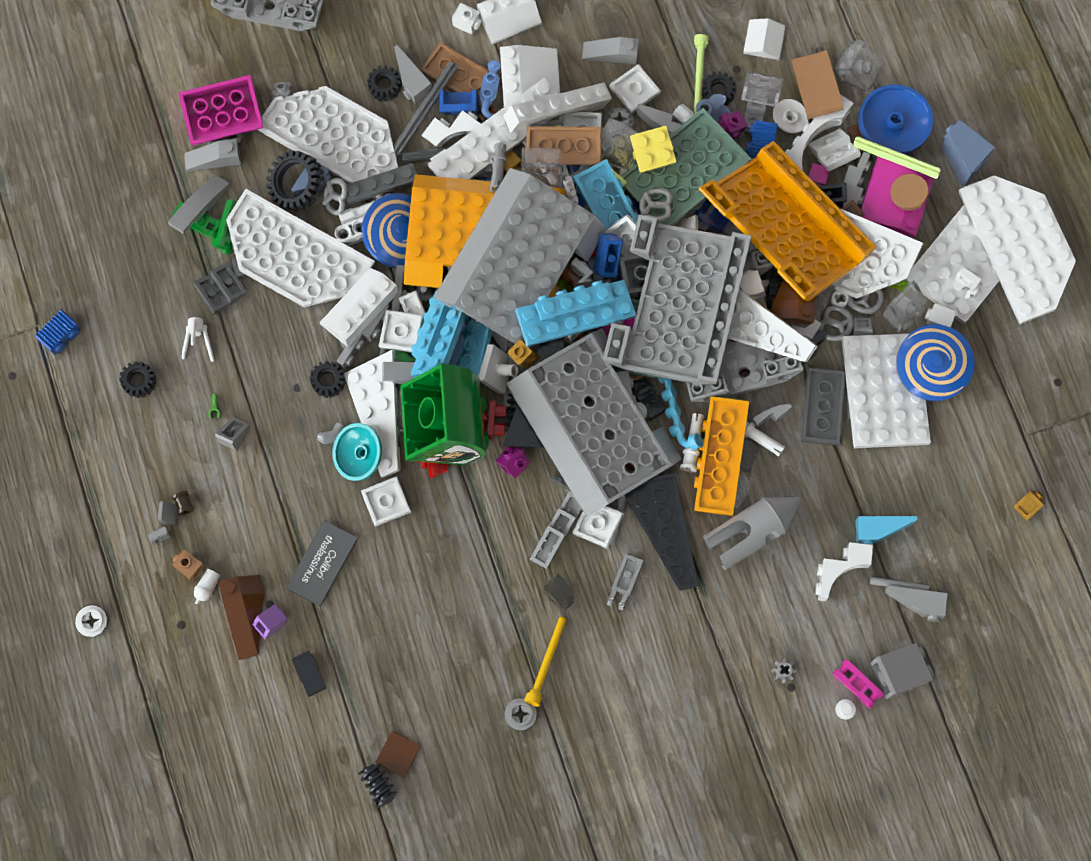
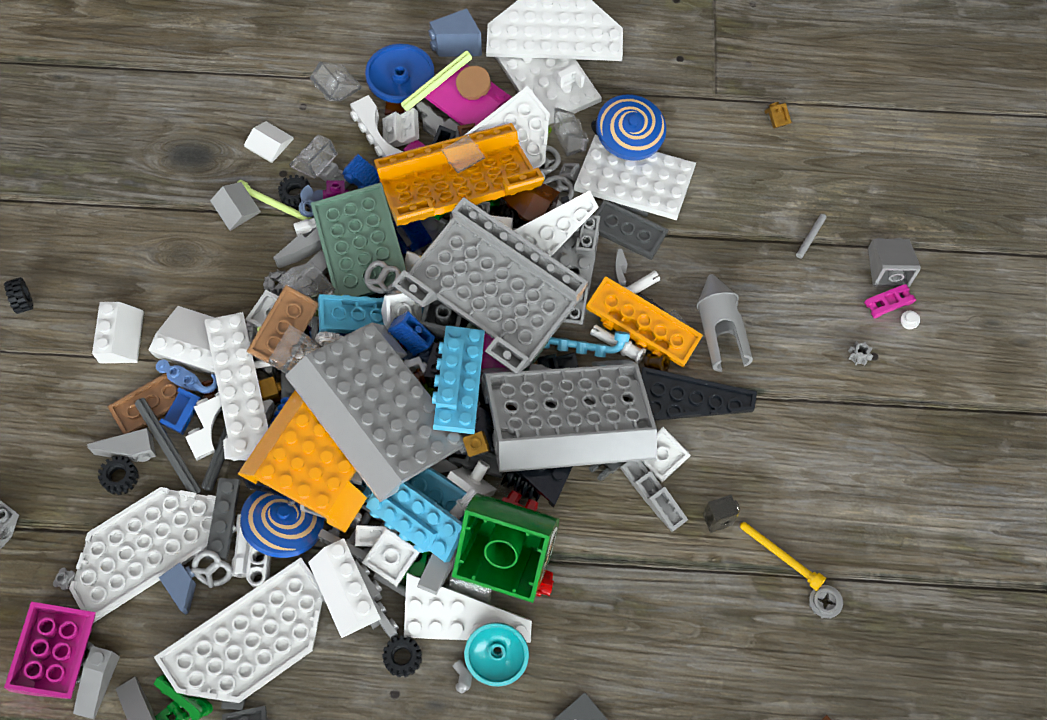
camera: 70 degrees left, 10 degrees down
(276, 179) = (149, 610): black tyre -> none
(385, 501) = (558, 647): white plate -> none
(466, 19) = (99, 372): white brick -> none
(469, 365) = (459, 509): none -> white axle
(498, 161) = (268, 389): light grey pin -> none
(513, 461) = (570, 505): magenta brick -> none
(535, 111) = (236, 335): white arch -> none
(611, 50) = (207, 261): light grey slope -> none
(625, 579) = (726, 453): light grey hinge -> none
(634, 88) = (255, 257): white plate -> none
(653, 149) = (330, 255): light yellow brick -> none
(679, 44) = (234, 205): none -> light grey slope
(687, 487) = (657, 363): none -> dark brown bush
(794, 111) = (351, 145): white dish -> none
(814, 217) = (463, 154): none -> clear piece
(817, 84) = (336, 114): medium nougat tile -> none
(856, 556) = (782, 280): white arch -> none
(876, 528) = (758, 229): medium azure slope -> none
(923, 602) = (835, 223): light grey slope -> none
(940, 315) = (588, 111): white brick -> none

